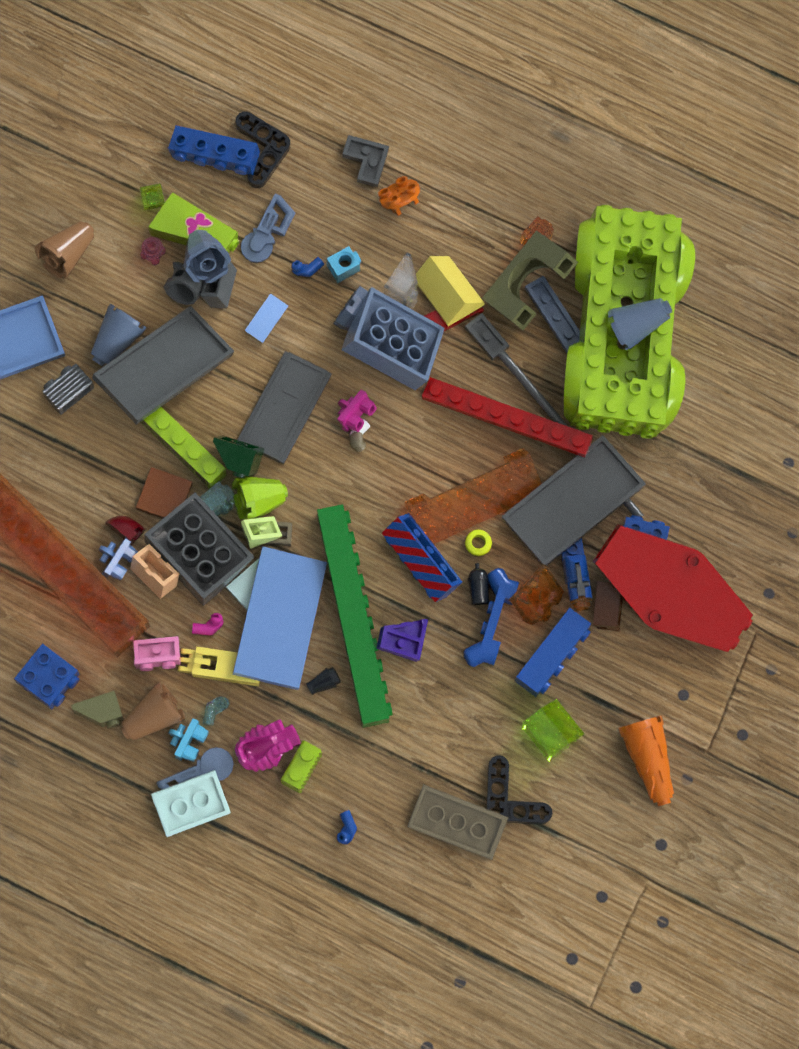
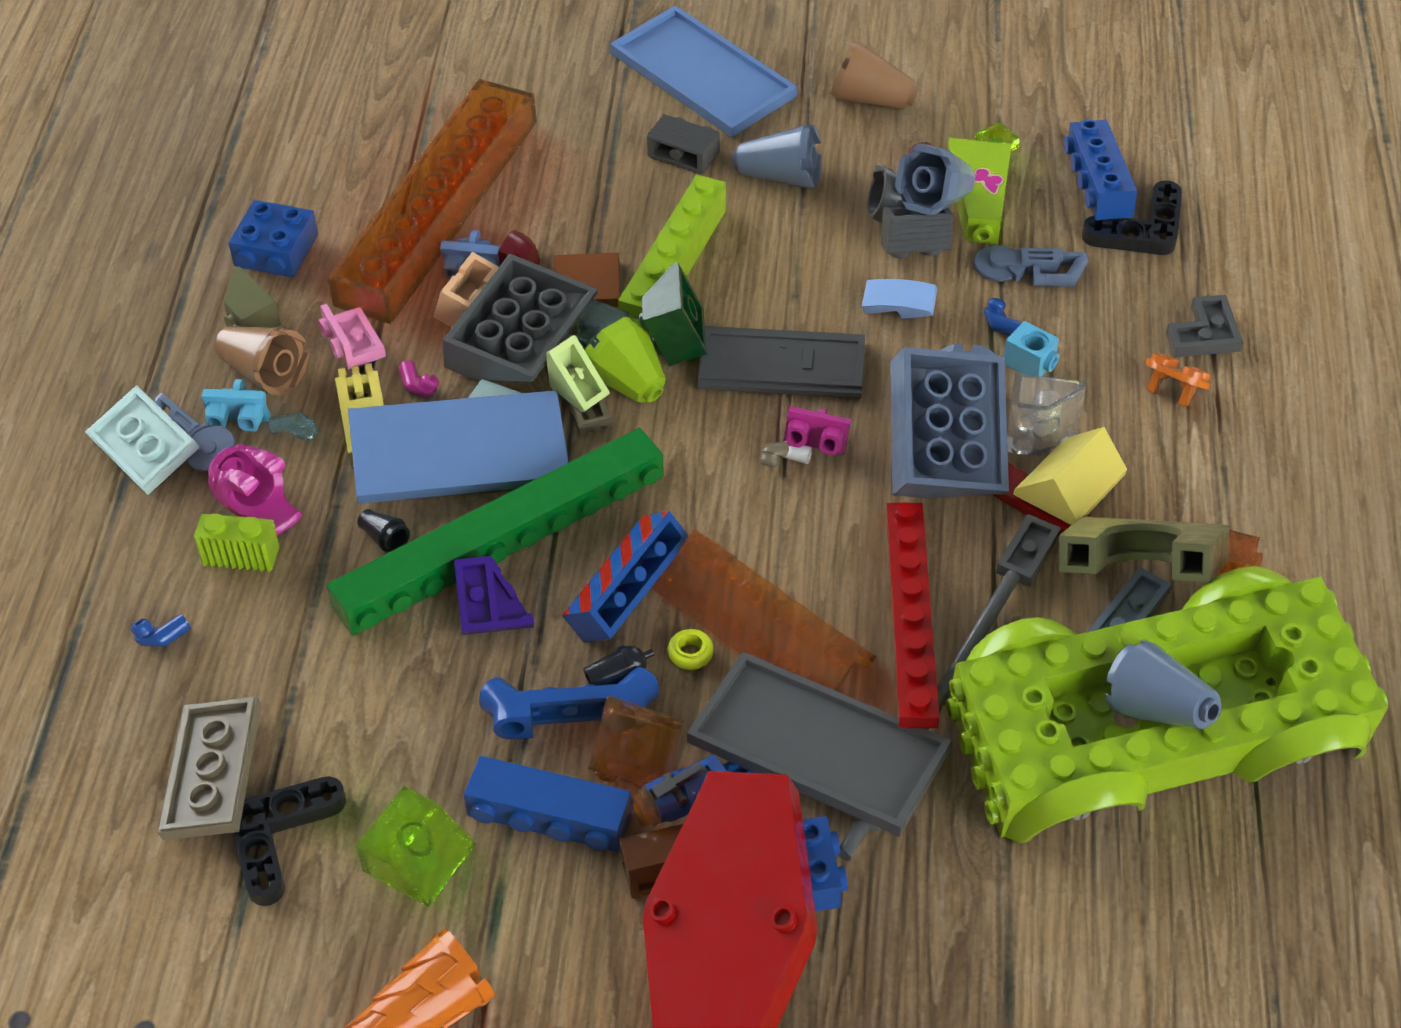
camera: 75 degrees right, 25 degrees down
(163, 365) = (764, 207): dark grey tile -> none

